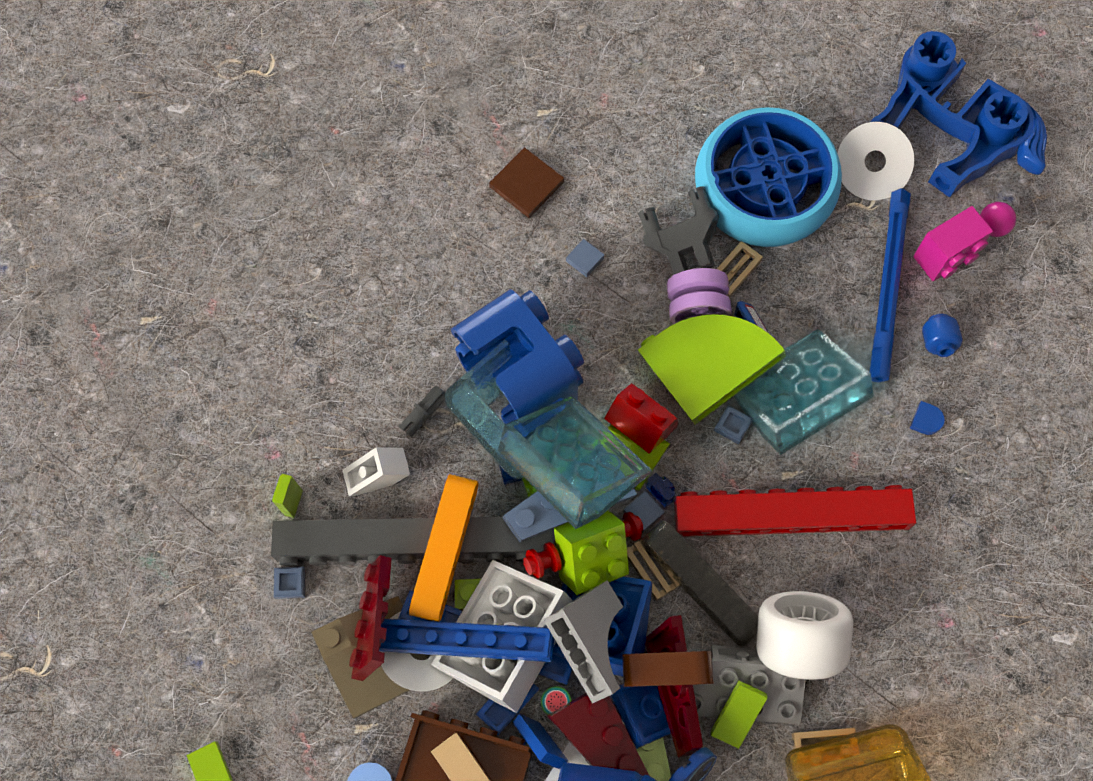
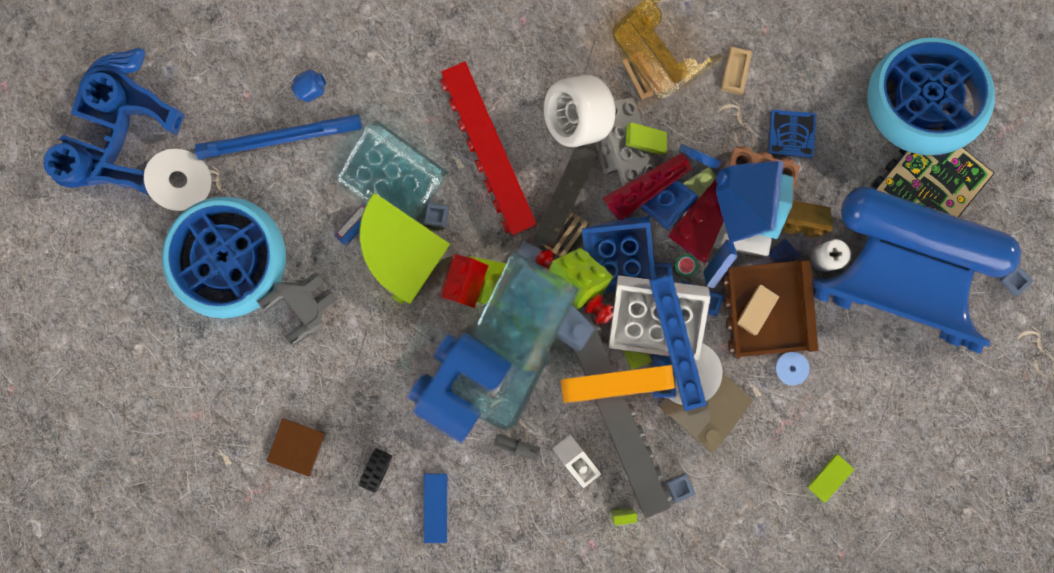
camera: 115 degrees left, 15 degrees up
(370, 634) = (705, 406): dark red wing -> none
(395, 300) = (435, 508): none -> blue tile
(464, 247) = (375, 470): none -> black tyre
(583, 638) = (643, 259): light grey arch -> none
(585, 258) = (344, 375): sand blue tile -> none
(661, 489) = (507, 248): clear blue plate -> none
(667, 668) = (644, 192): reddish brown beam -> none
(698, 293) = (347, 274): lavender wheel -> none
(757, 258) = (329, 263): tan tile -> none
(927, 419) = (378, 77): blue tile -> none
(962, 238) = (223, 90): dark pink brick -> none

